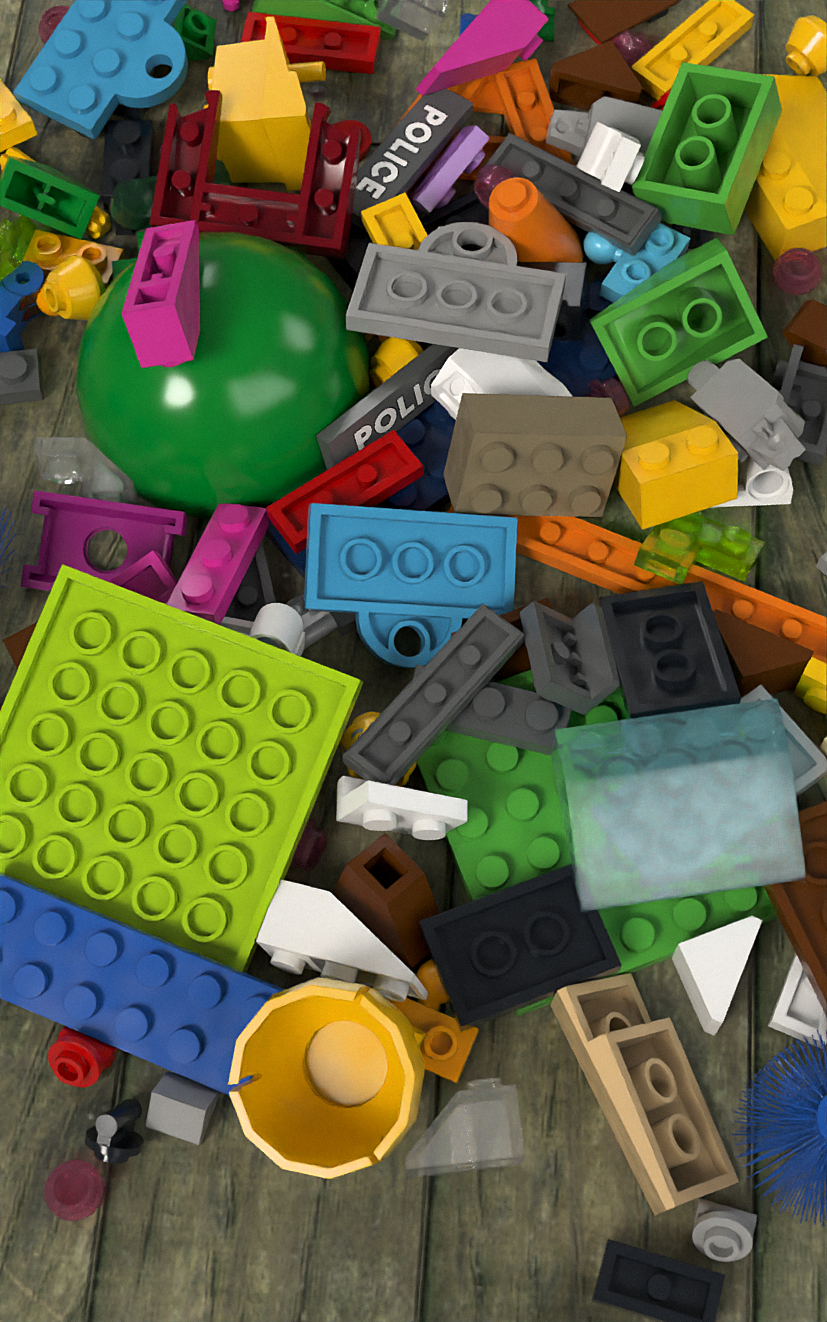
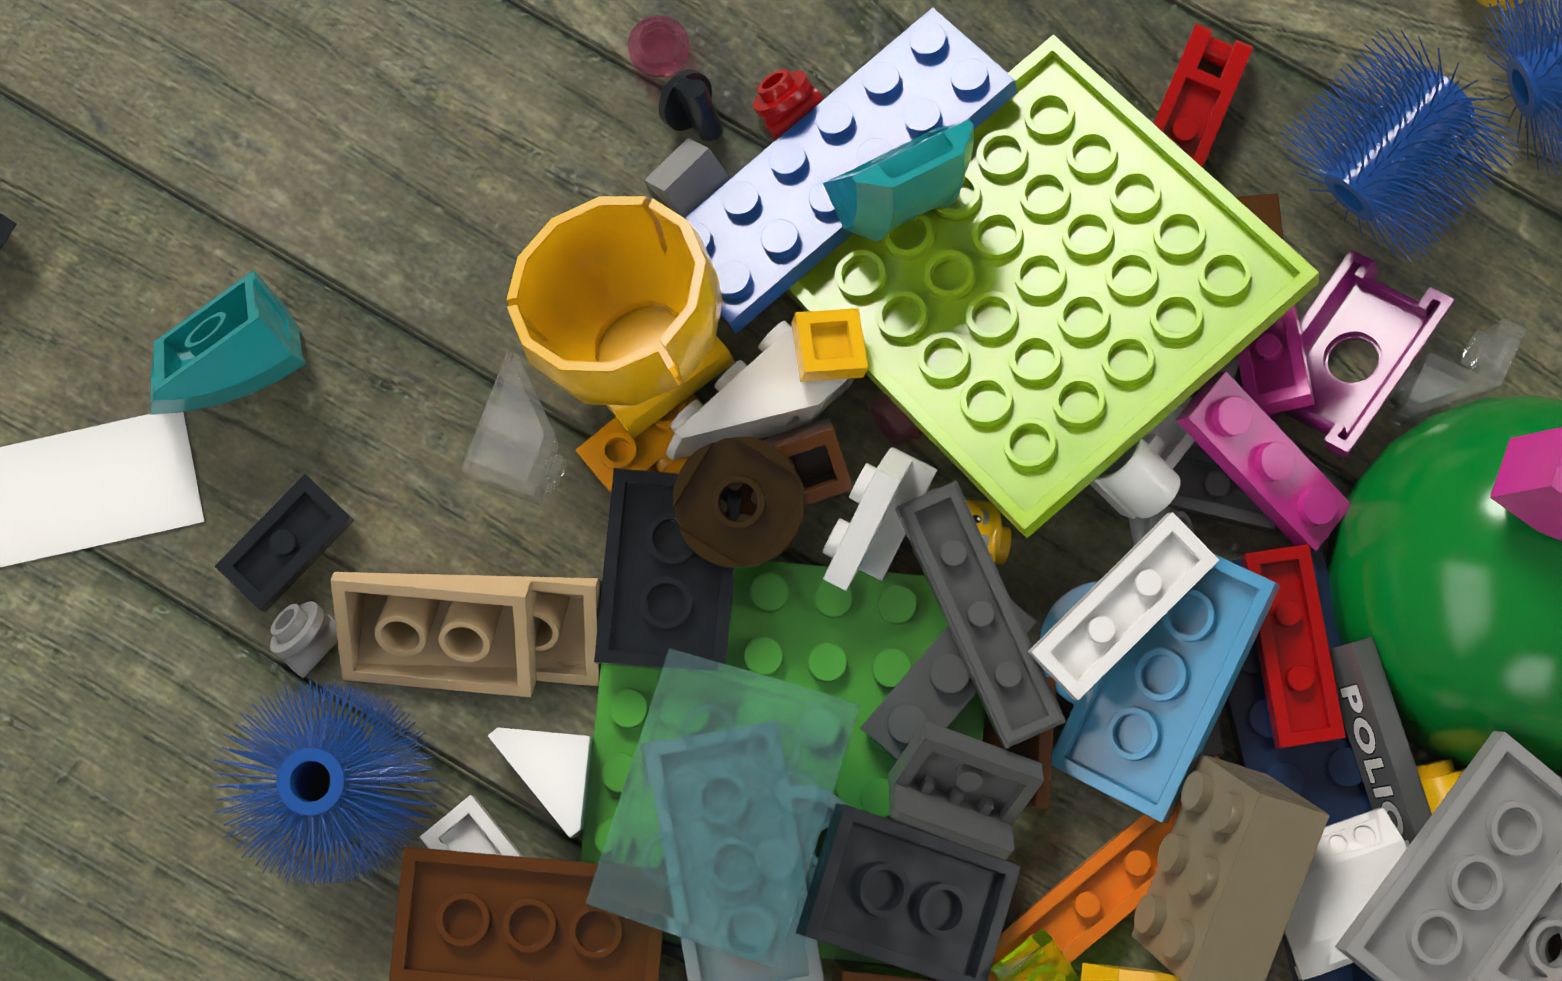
camera: 115 degrees right, 15 degrees up
(114, 899) = (903, 181): none -> teal slope
(279, 901) = (829, 345): none -> yellow plate
(379, 596) = (1123, 606): none -> white plate
(418, 928) = (703, 512): none -> dark brown plate

